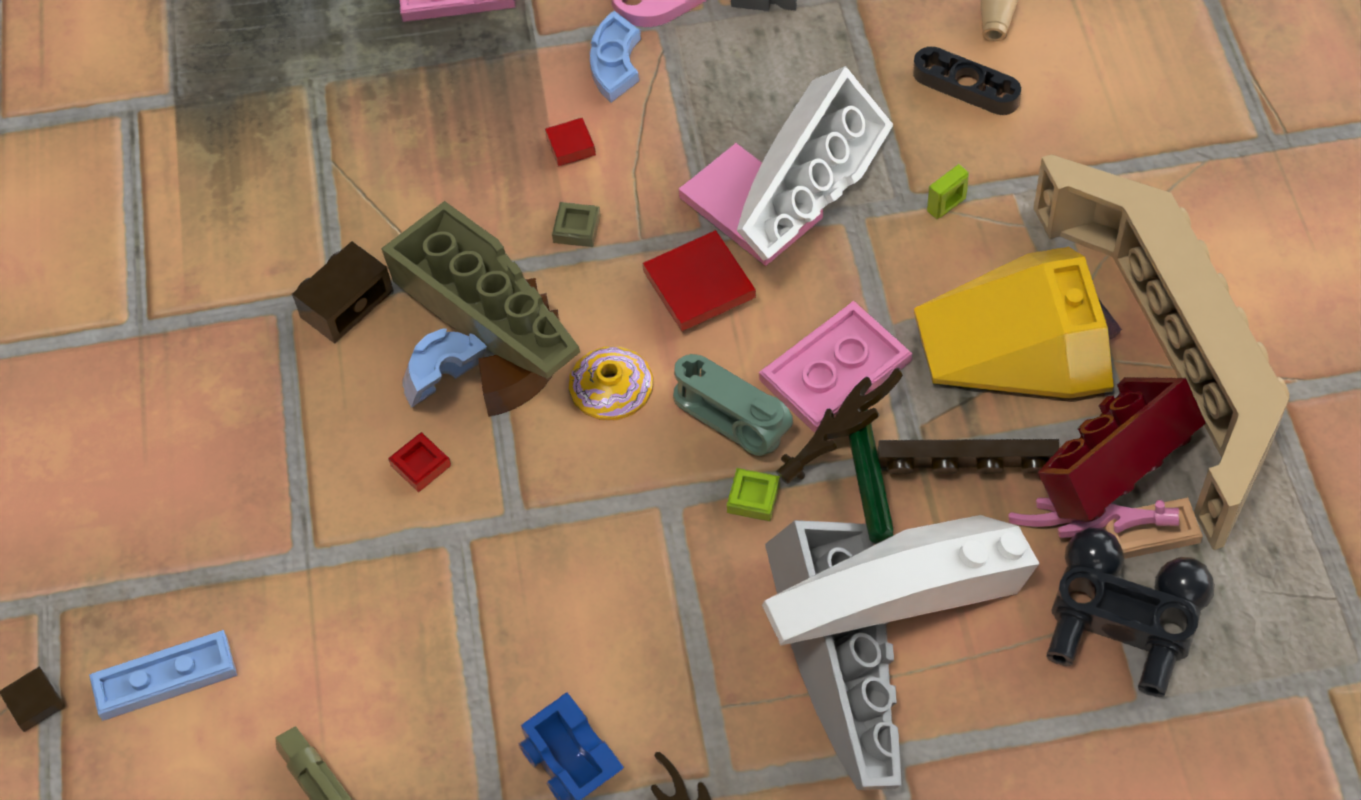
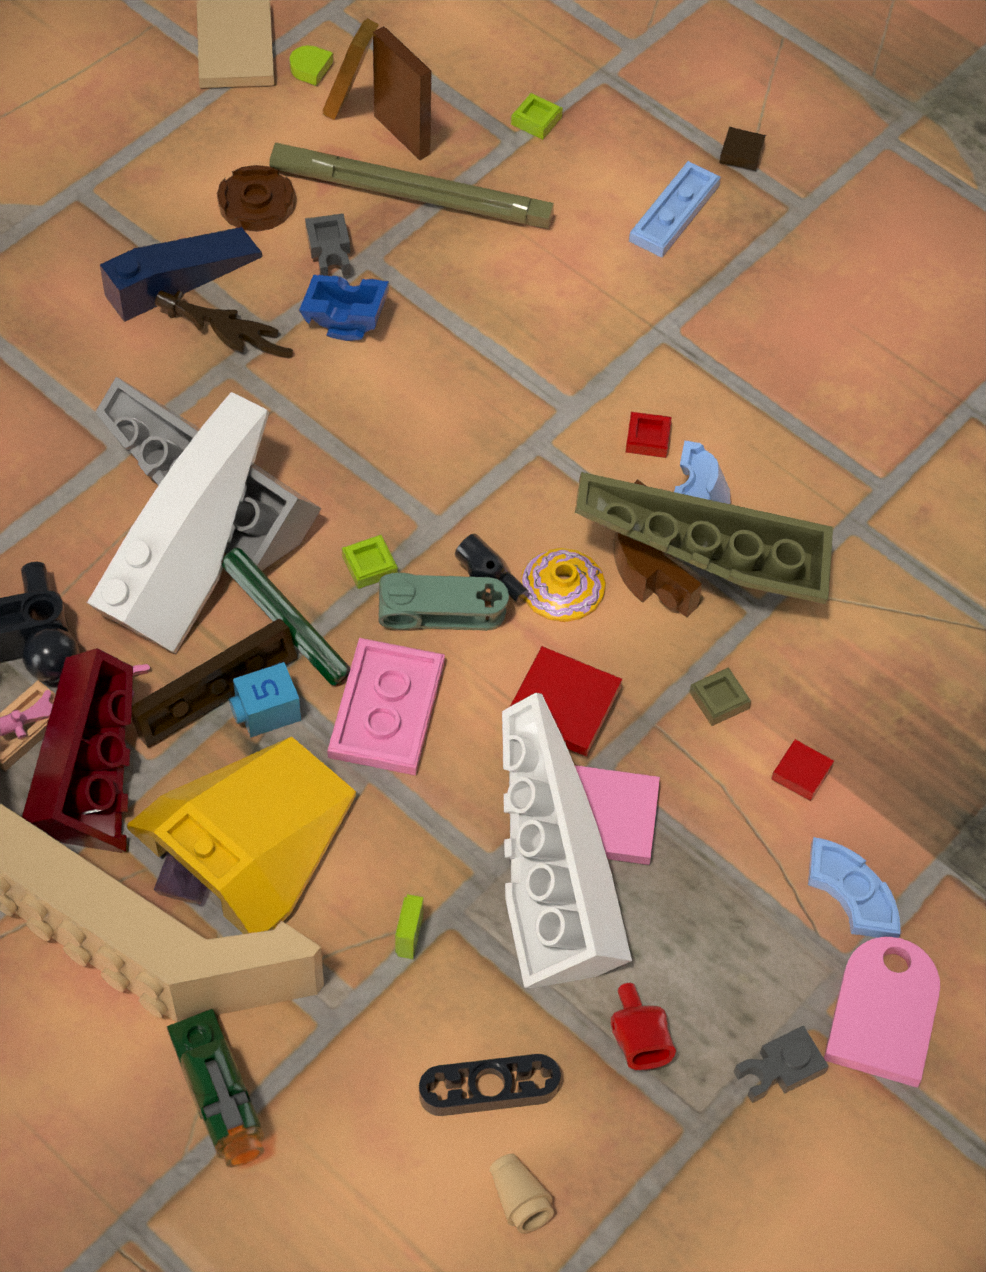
camera: 135 degrees right, 0 degrees up
(342, 291) = (843, 501): dark brown brick -> none
(664, 417) = (485, 562): none -> black piece
(841, 43) = (641, 1031): none -> red piece
(848, 421) = (334, 639): dark brown piece -> none
(934, 412) = (265, 700): none -> dark azure brick
(1166, 144) = (217, 1088): none -> dark green plate

